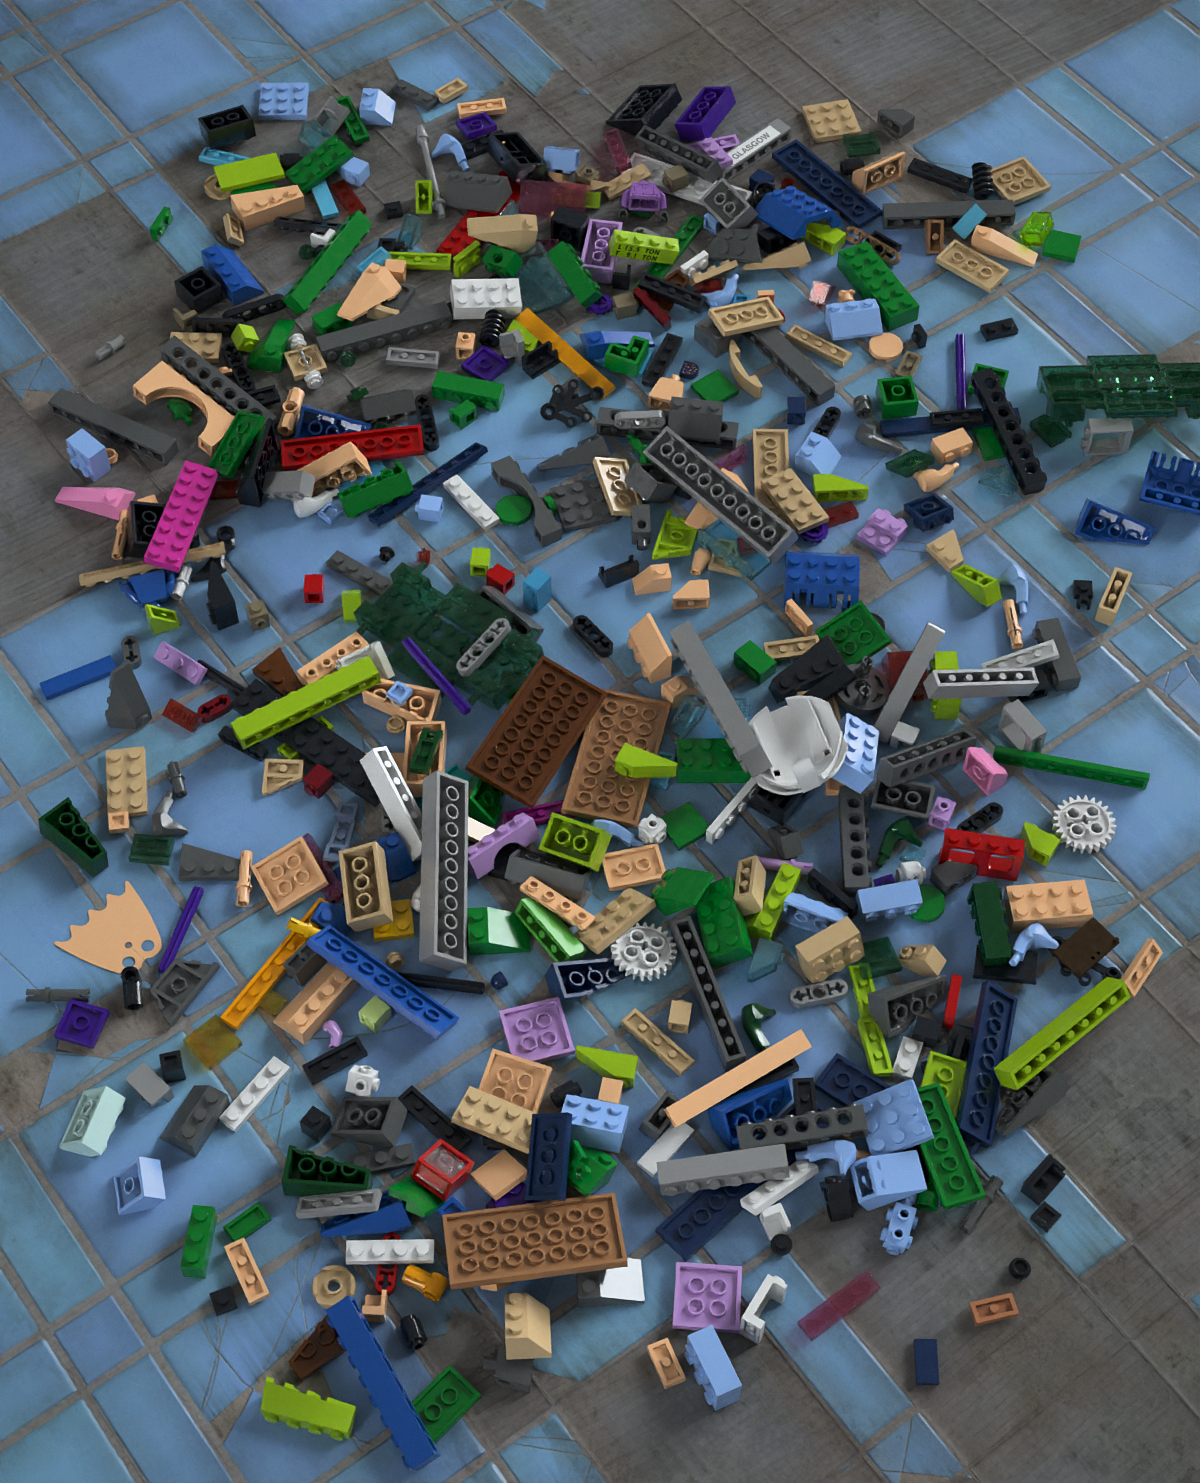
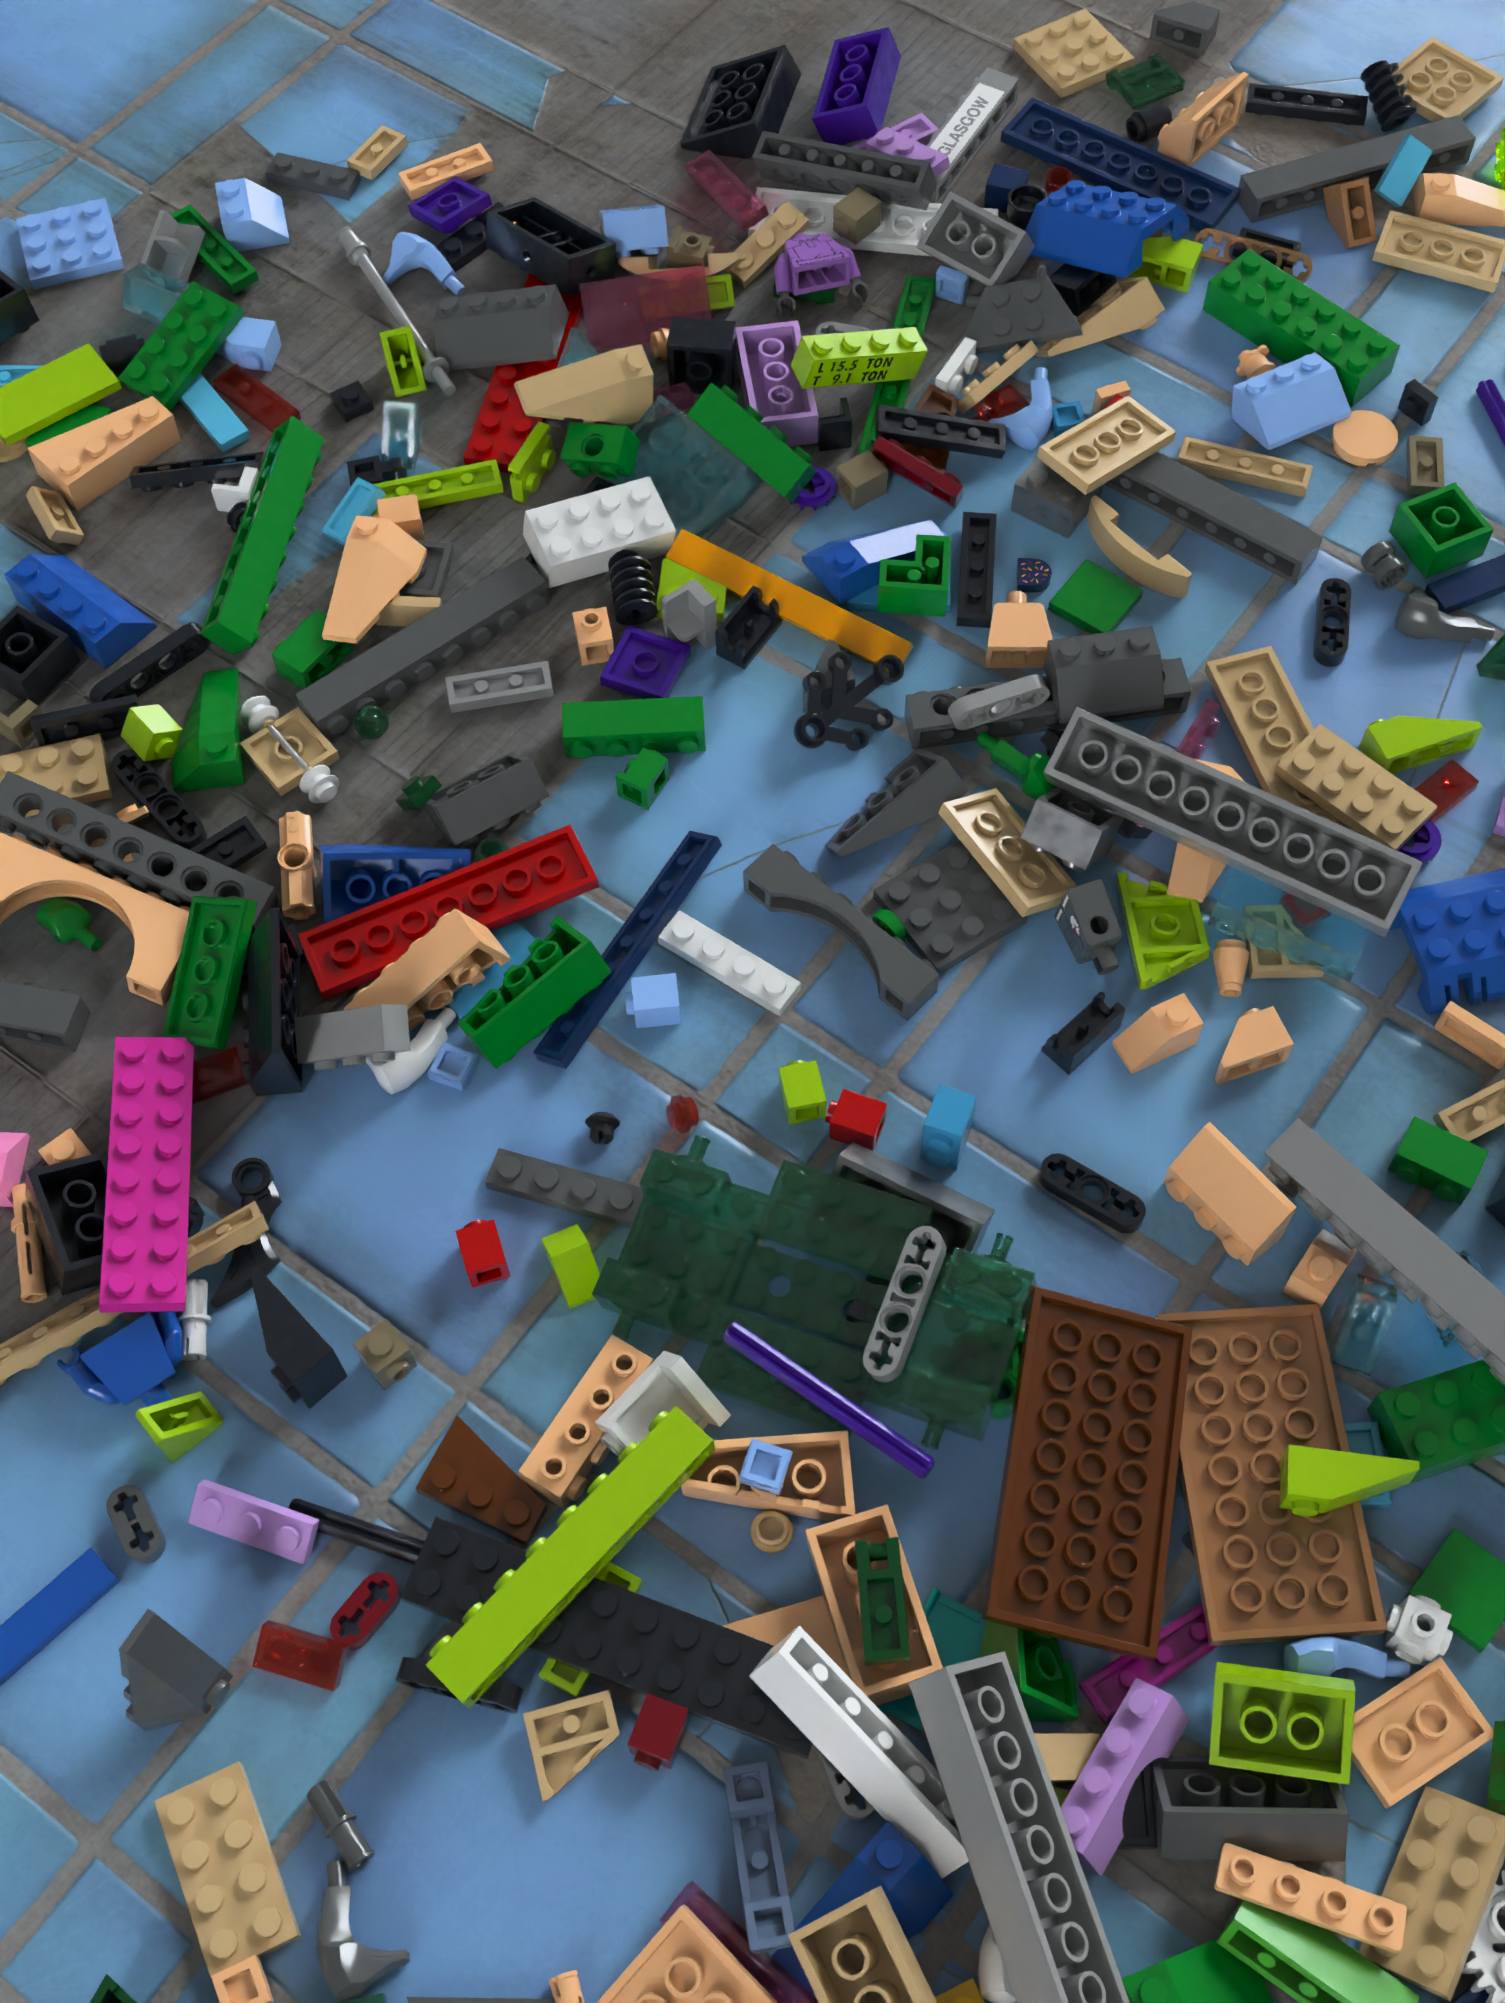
camera: 15 degrees left, 5 degrees up
(306, 252) = (213, 524): clear green plate -> none
(427, 422) = (577, 814): black beam -> none
(513, 510) = (820, 956): green tile -> none
(796, 410) = (1267, 604): dark blue brick -> none
(816, 456) = (1348, 686): light blue slope -> none
(821, 293) = (1207, 366): clear red slope -> none

